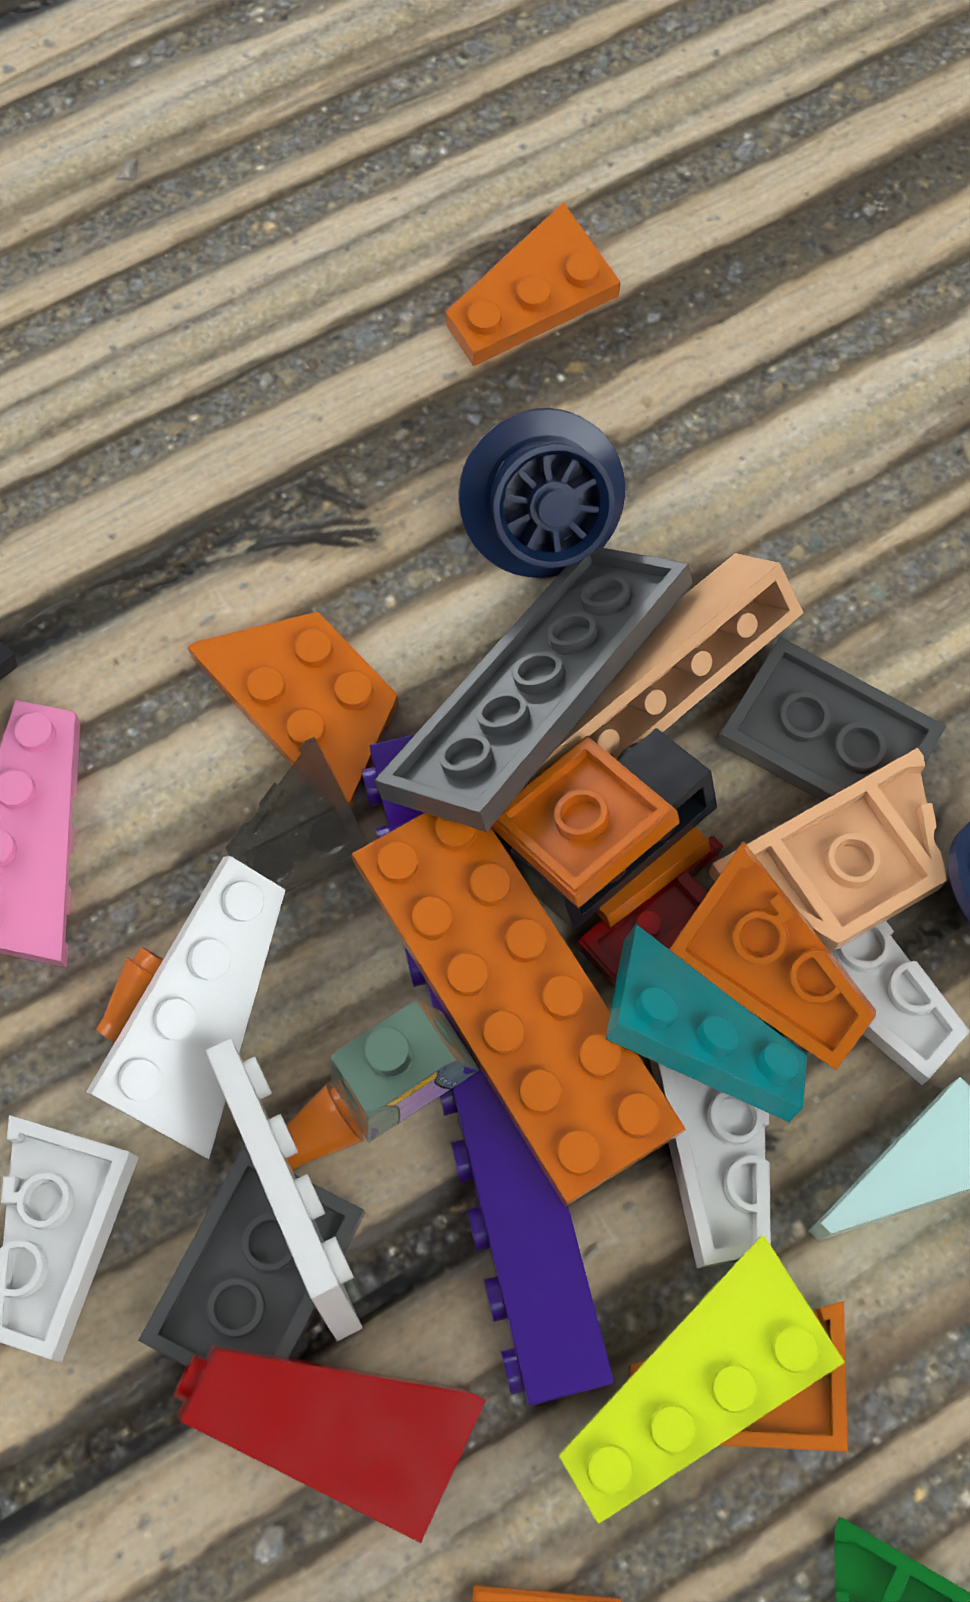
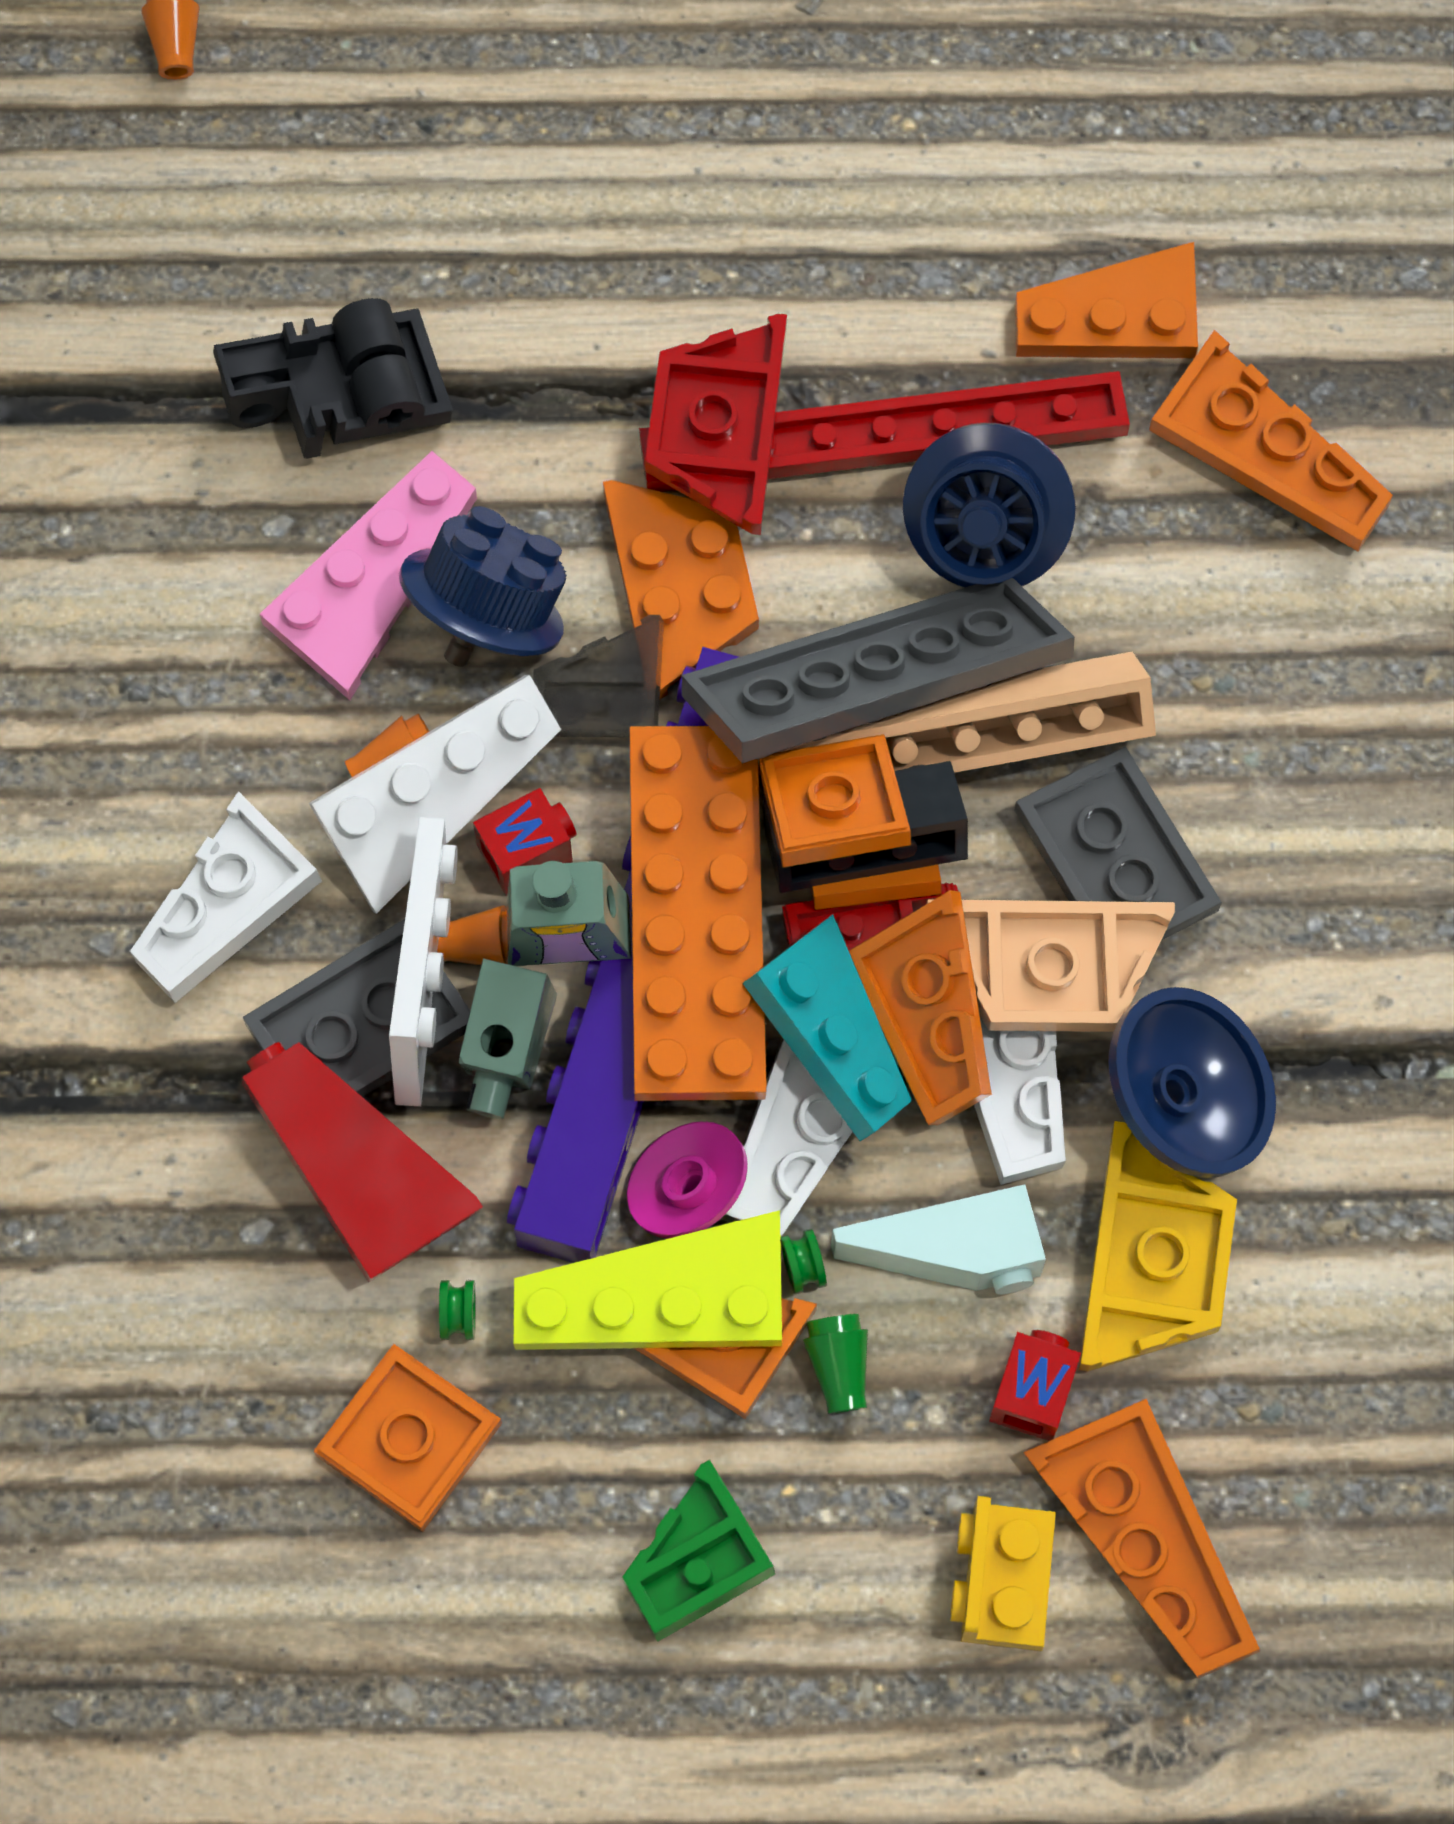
camera: 30 degrees right, 0 degrees up
(141, 795) = (488, 586): none -> dark blue piece
(264, 540) = (718, 420): none -> red wing
(309, 1010) = (524, 835): none -> red brick
(391, 488) = (905, 426): none -> red plate
(396, 1182) = (506, 1007): none -> sand green torso
(515, 1513) = (457, 1310): none -> green bush
(627, 1248) = (687, 1179): none -> dark pink dish
(707, 331) = (1251, 435): none -> orange wing
(806, 1264) = (803, 1261): none -> green bush
(891, 1339) = (839, 1360): none -> green cone

